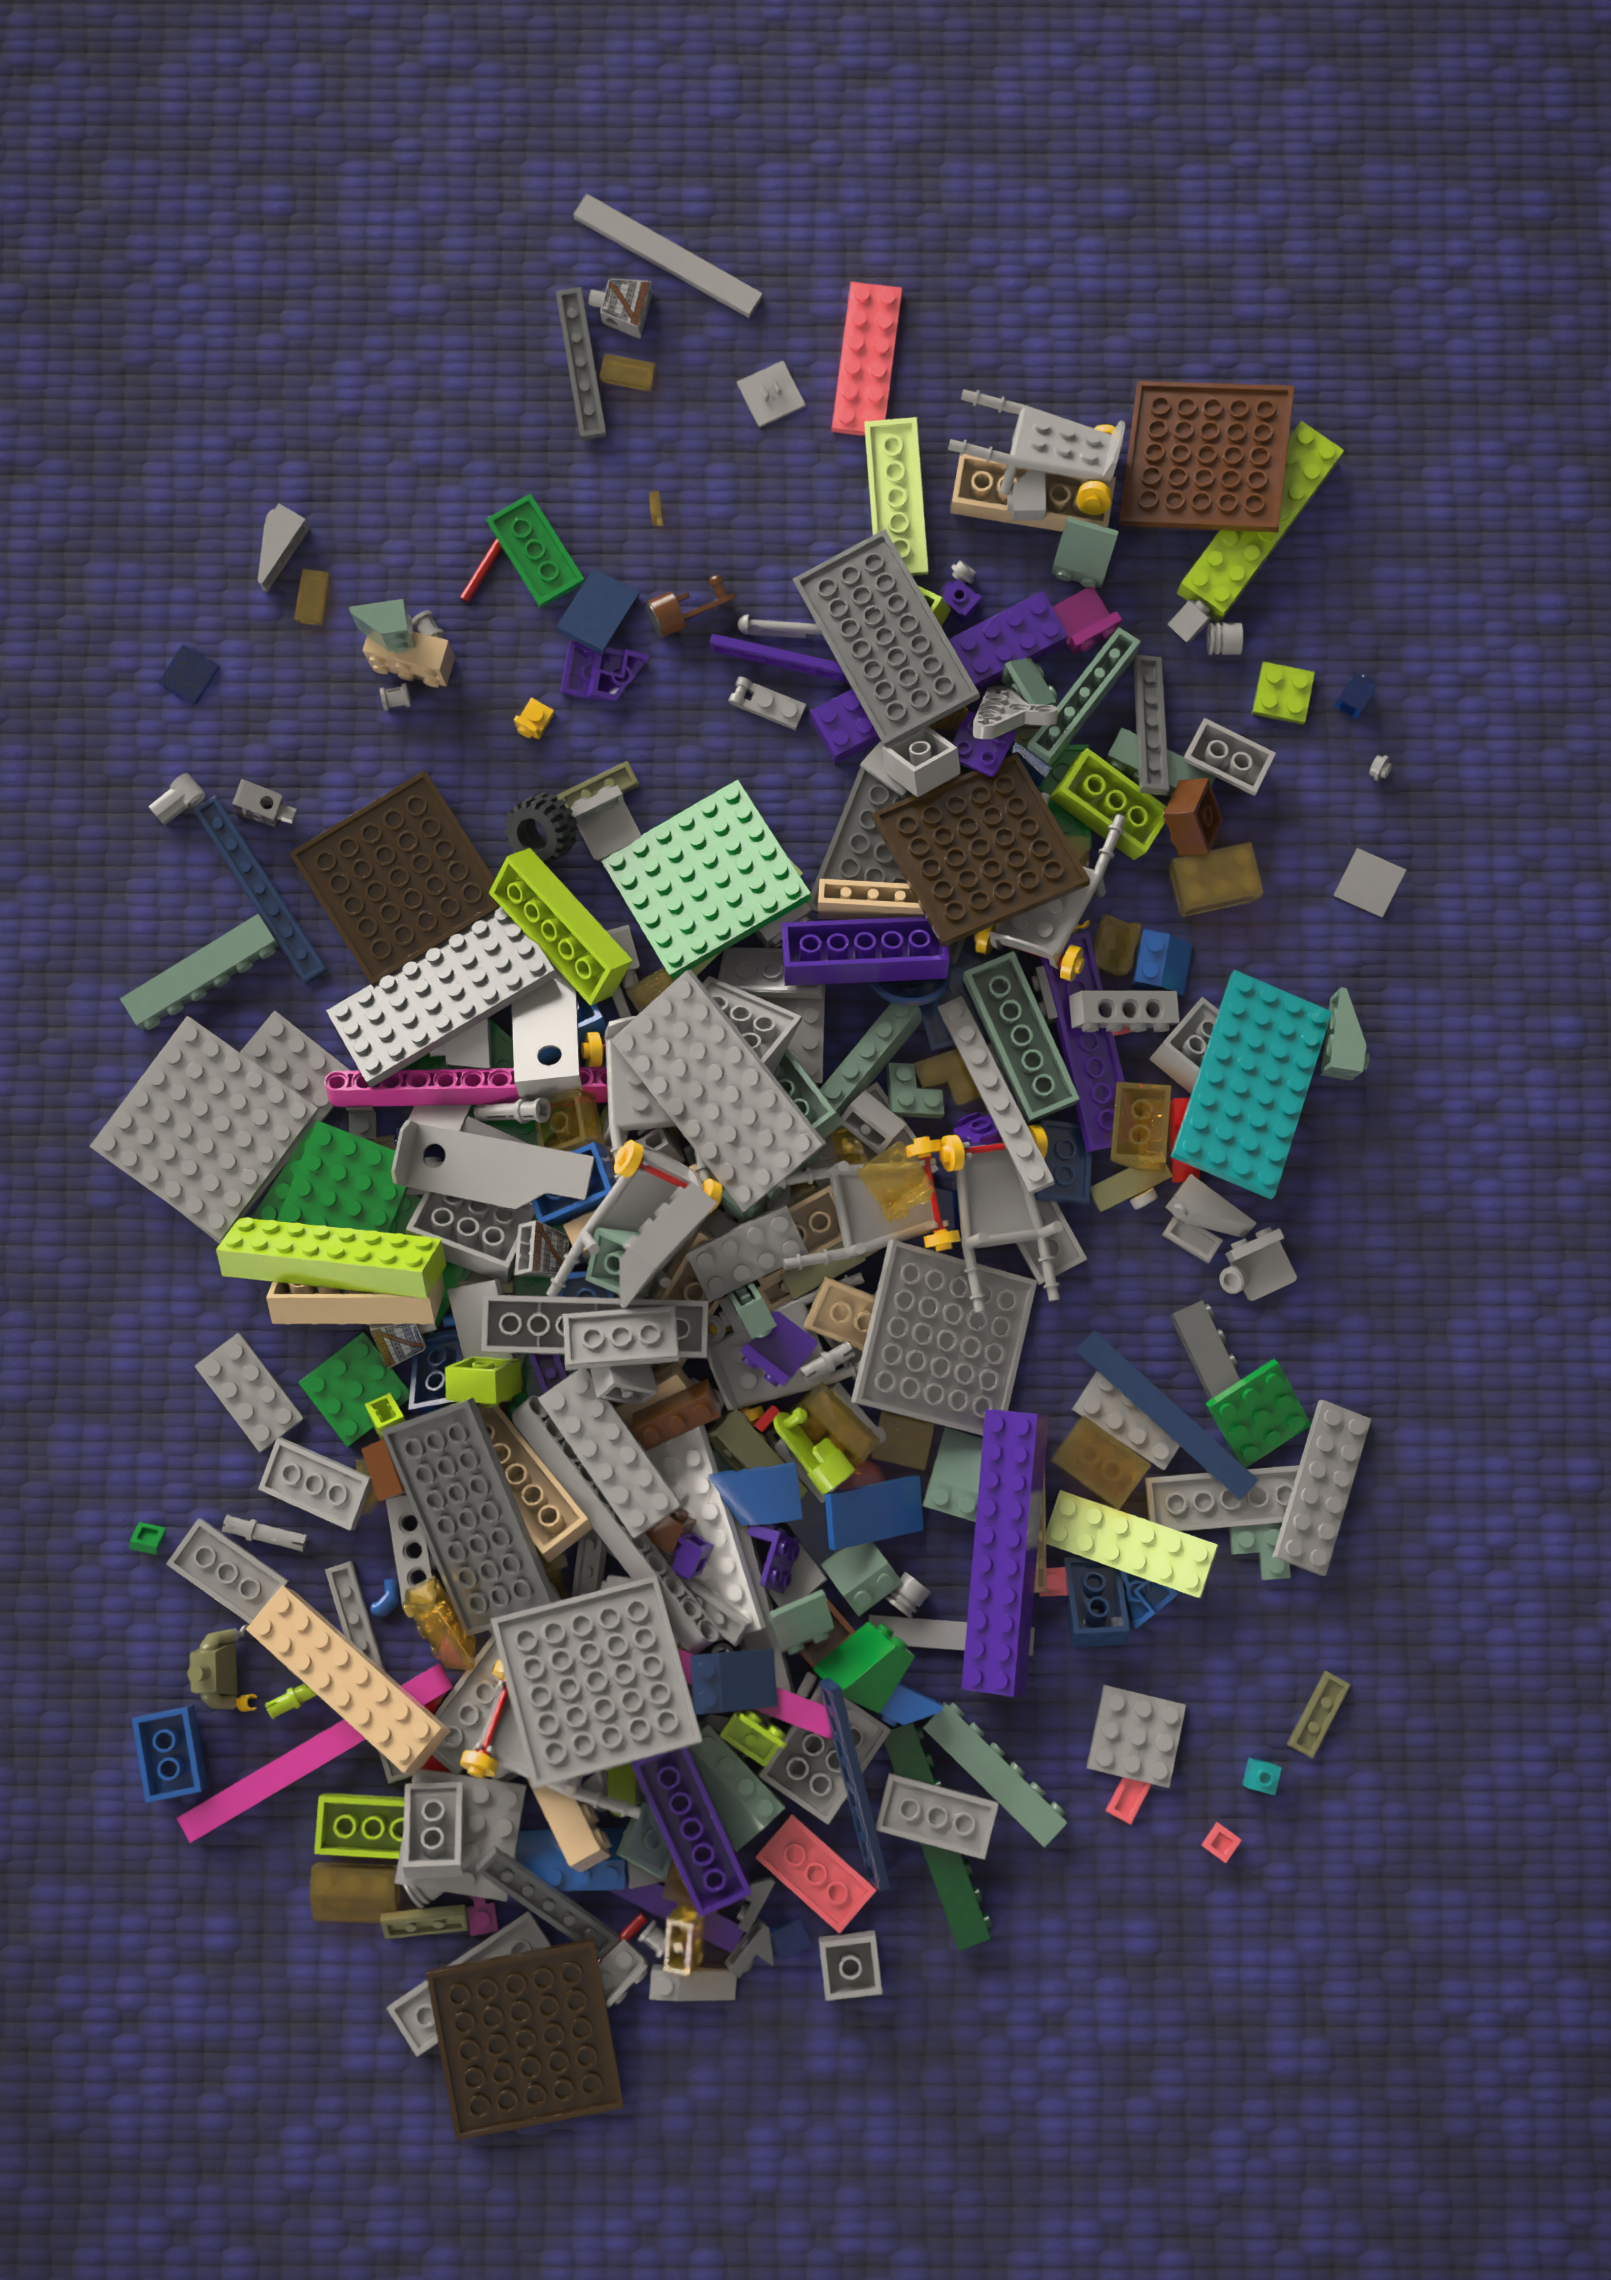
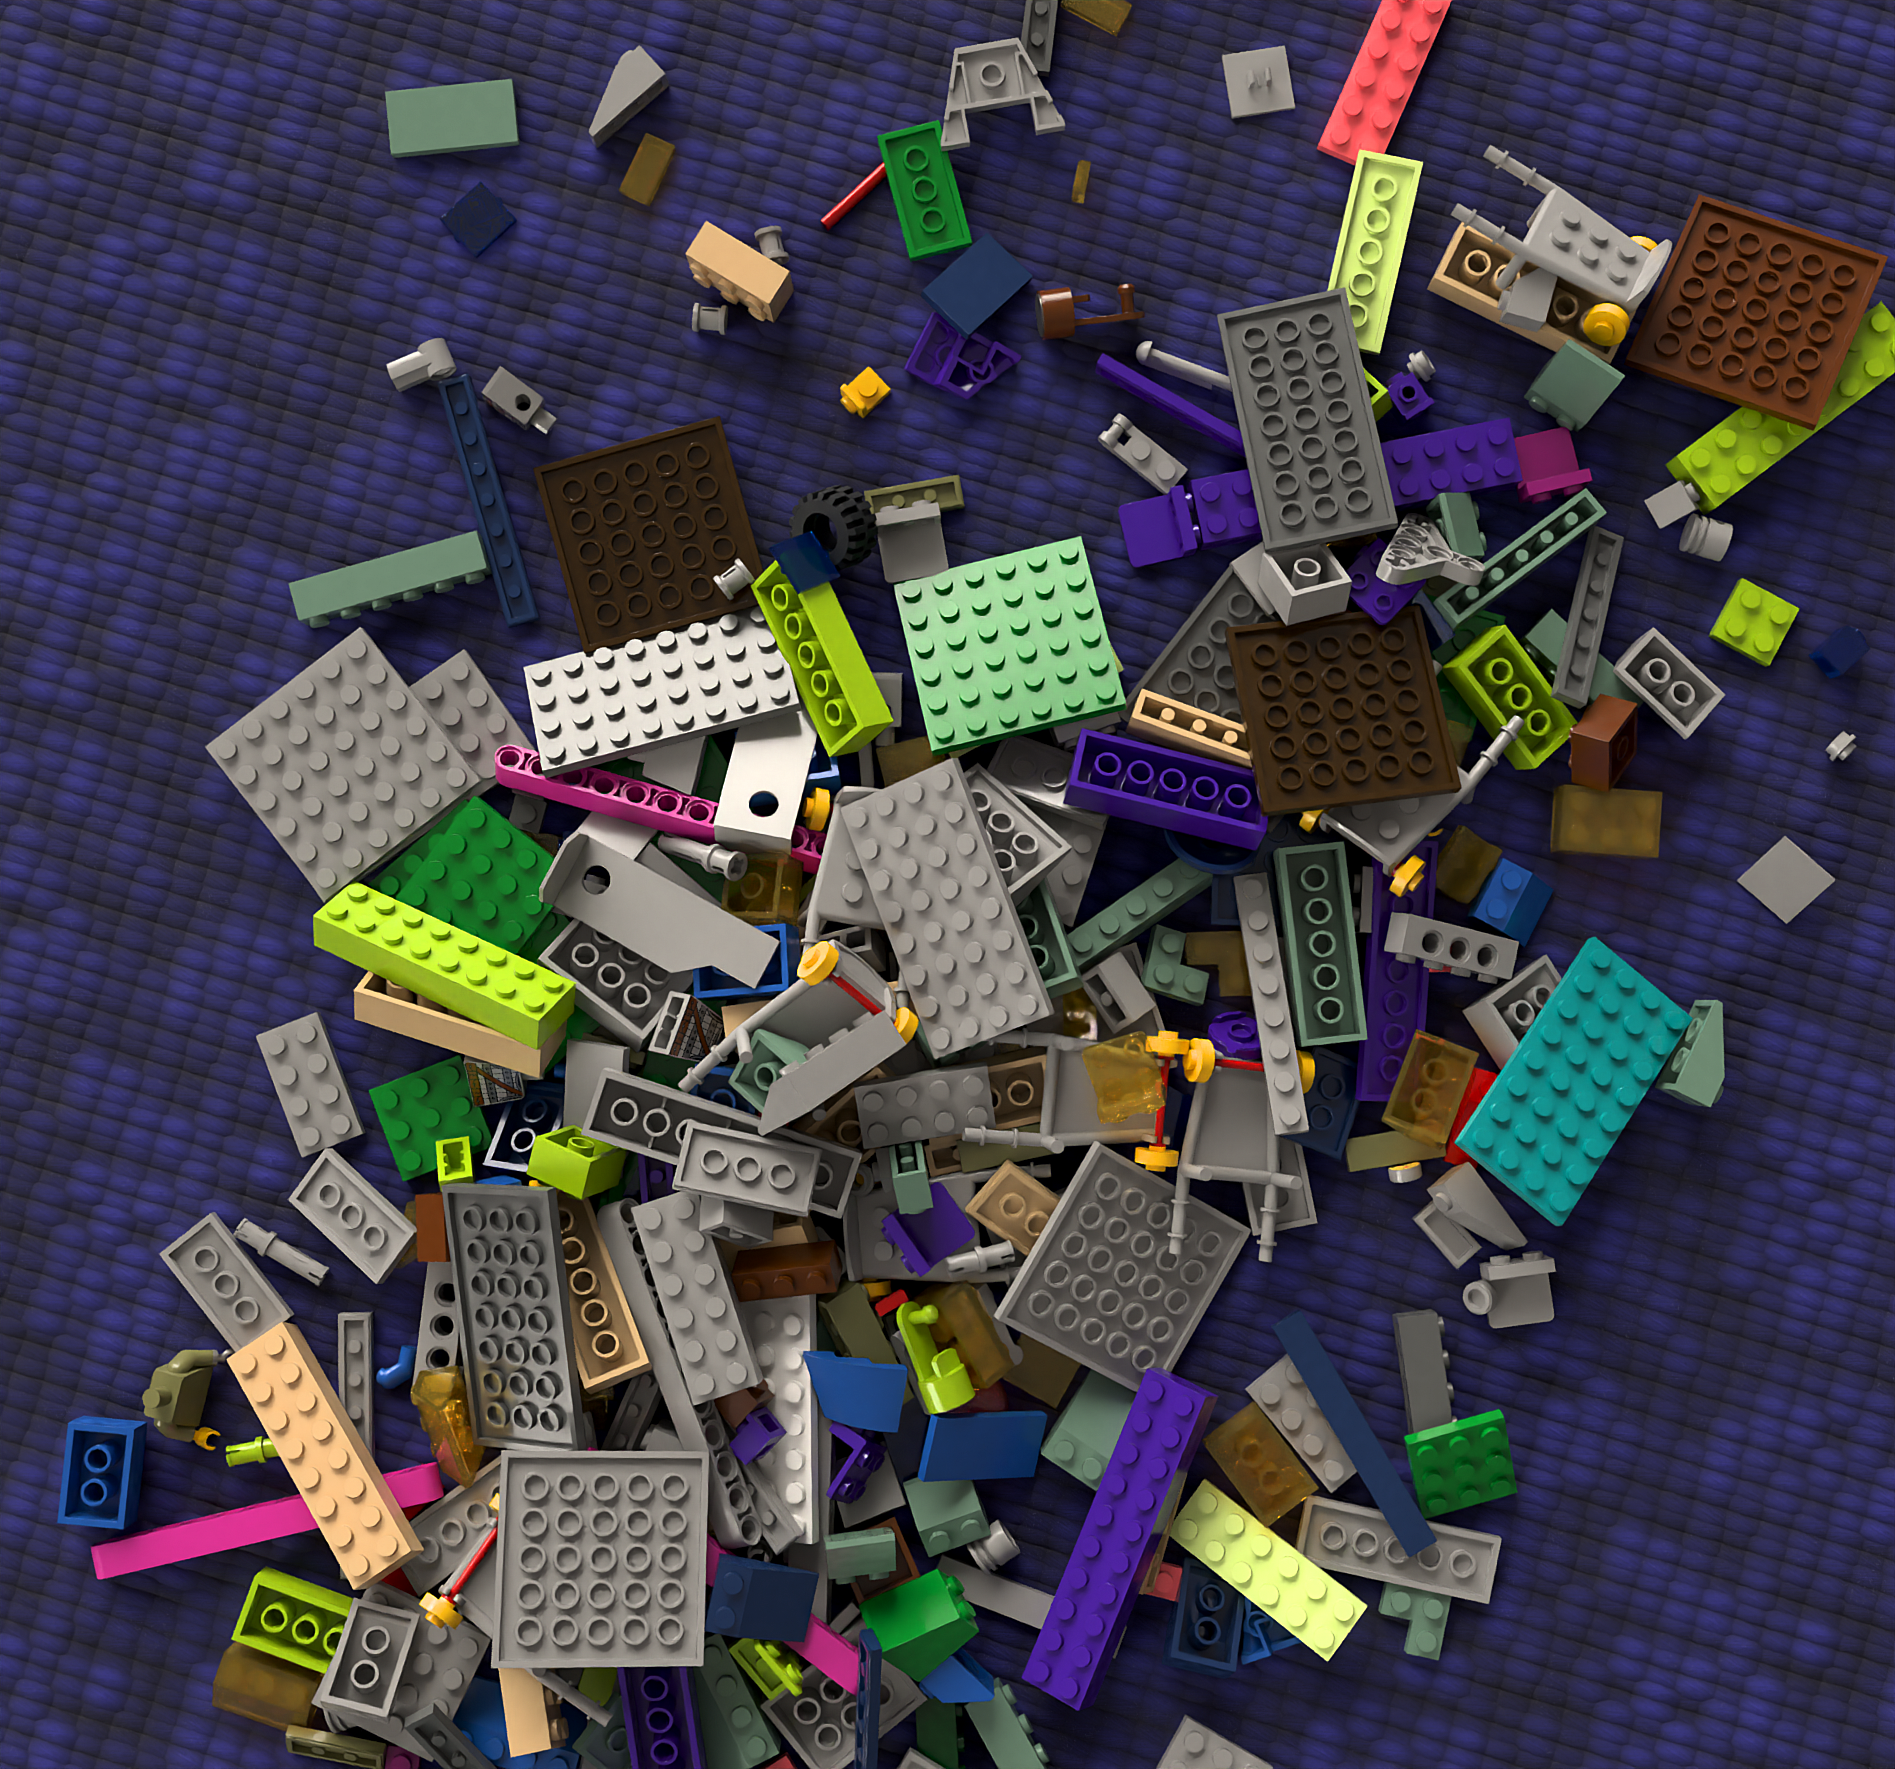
camera: 20 degrees right, 5 degrees up
(146, 602) = (452, 118): none -> sand green tile
(147, 1538) = (146, 1217): green plate -> none
(386, 624) = (722, 231): sand green slope -> none
(474, 891) = (734, 579): none -> light grey bush
(526, 859) = (804, 562): none -> clear blue piece
(562, 450) = (993, 78): none -> light grey wing
(797, 756) = (1159, 528): none -> dark purple bracket
(1321, 1488) = (1507, 1570): light grey plate -> none

